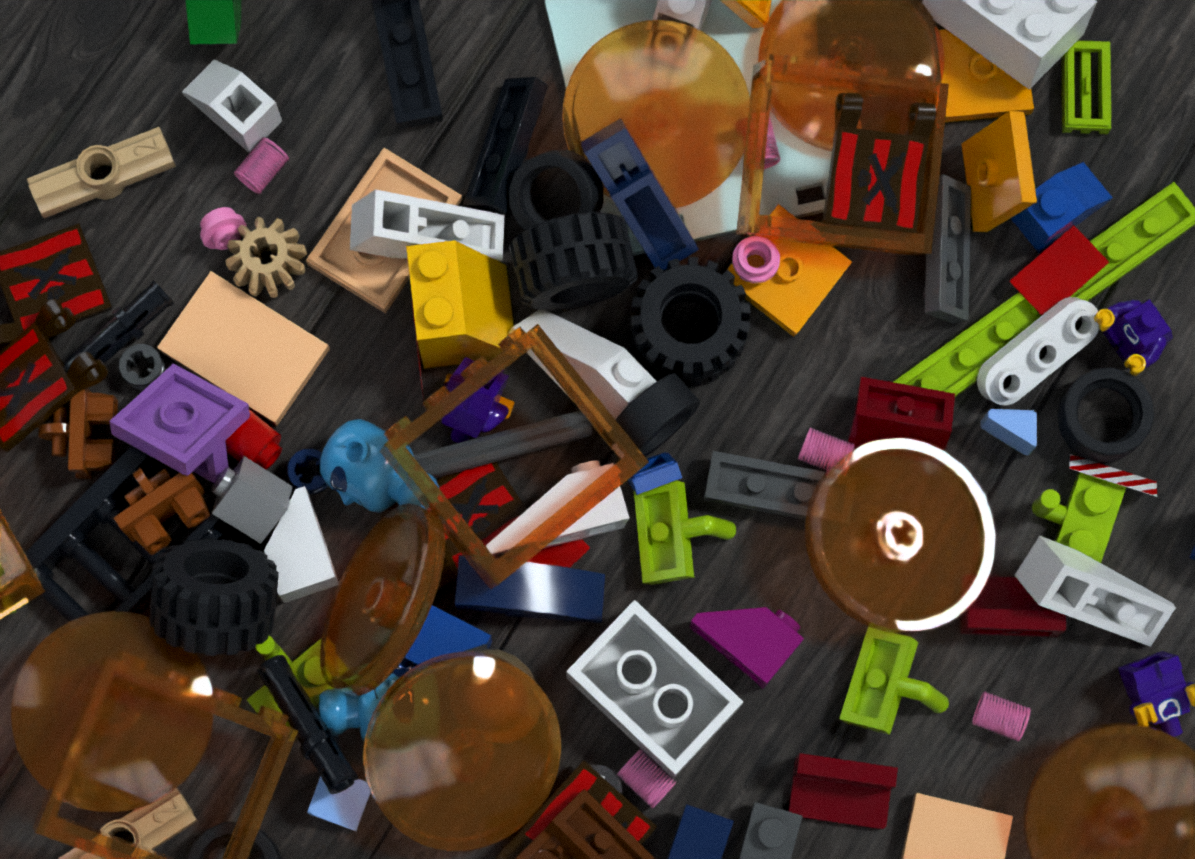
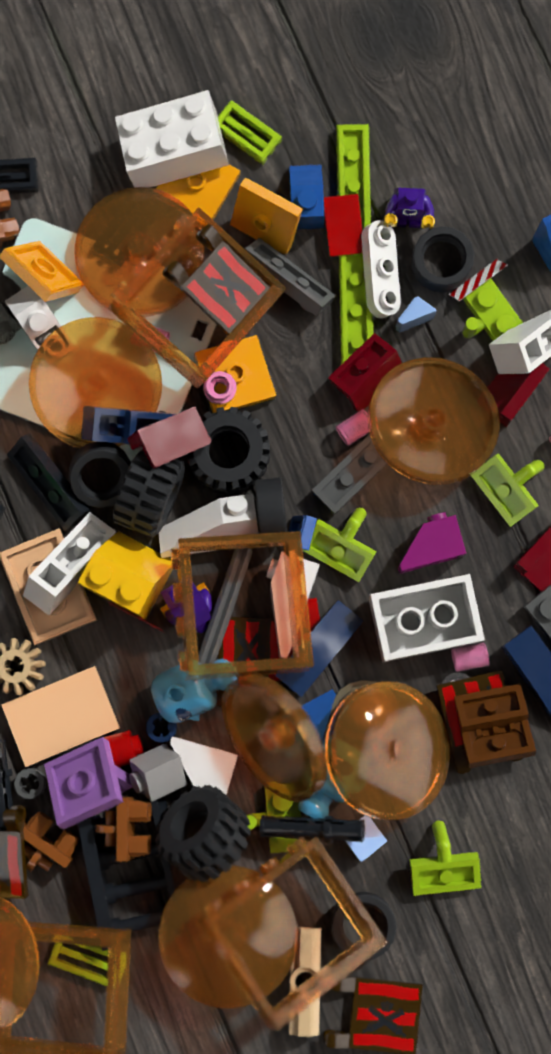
camera: 50 degrees left, 5 degrees up
(653, 238) = (171, 437): none -> panel

